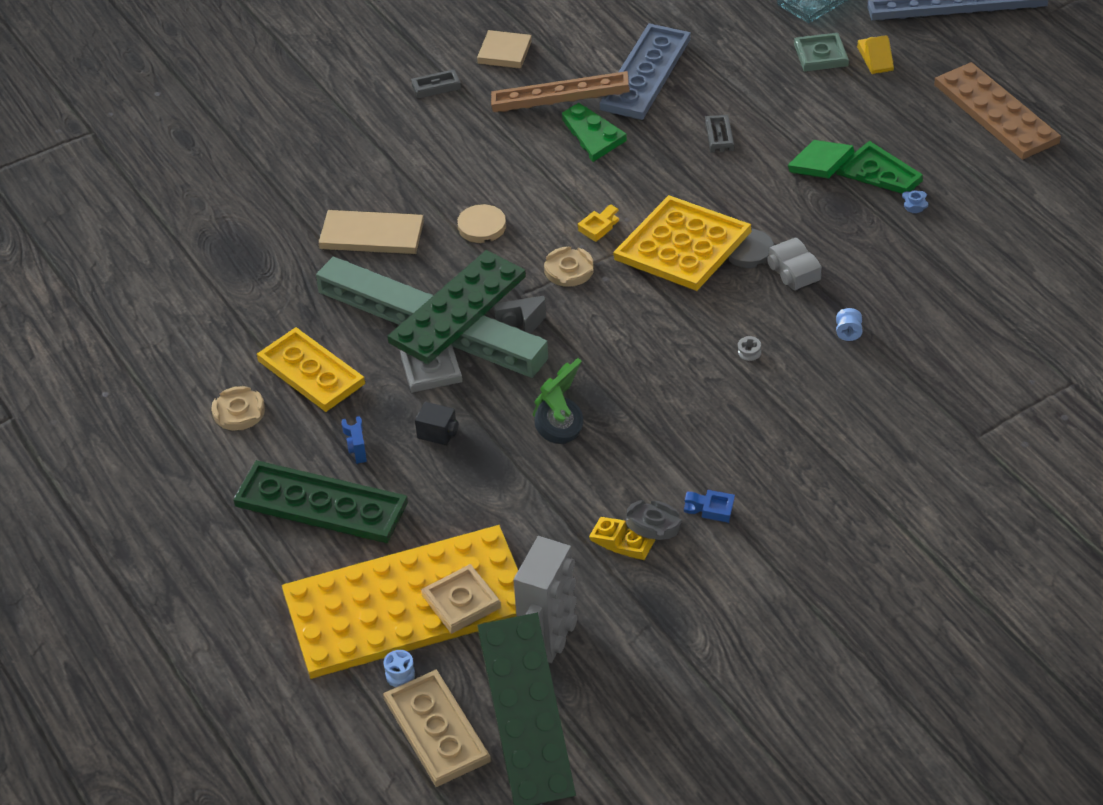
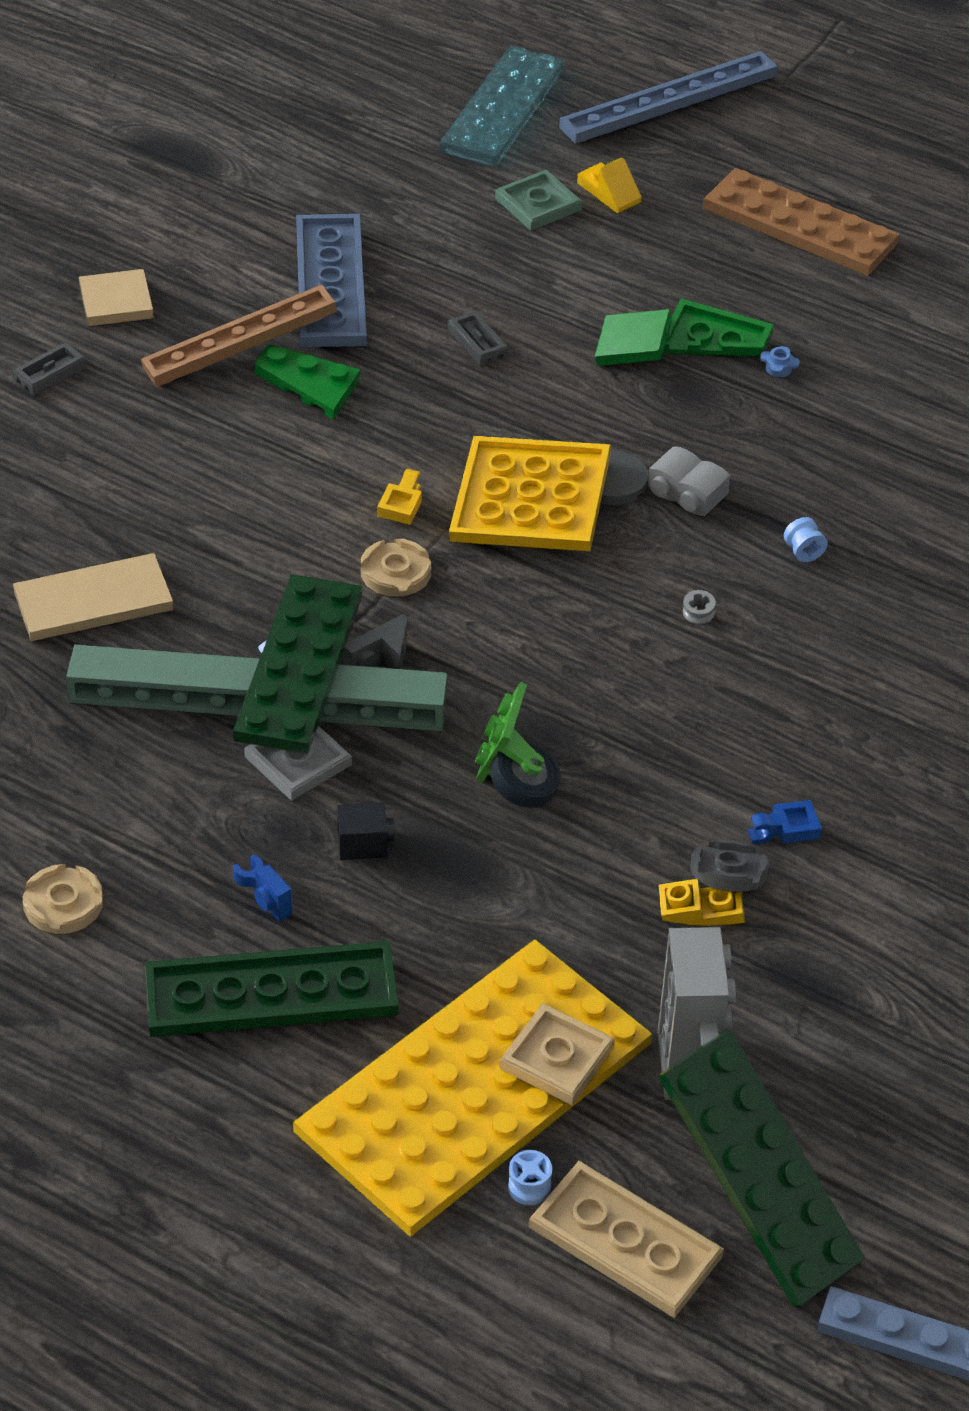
camera: 30 degrees left, 0 degrees up
(311, 369) = (135, 811): yellow plate -> none
(481, 223) = (240, 542): tan tile -> none

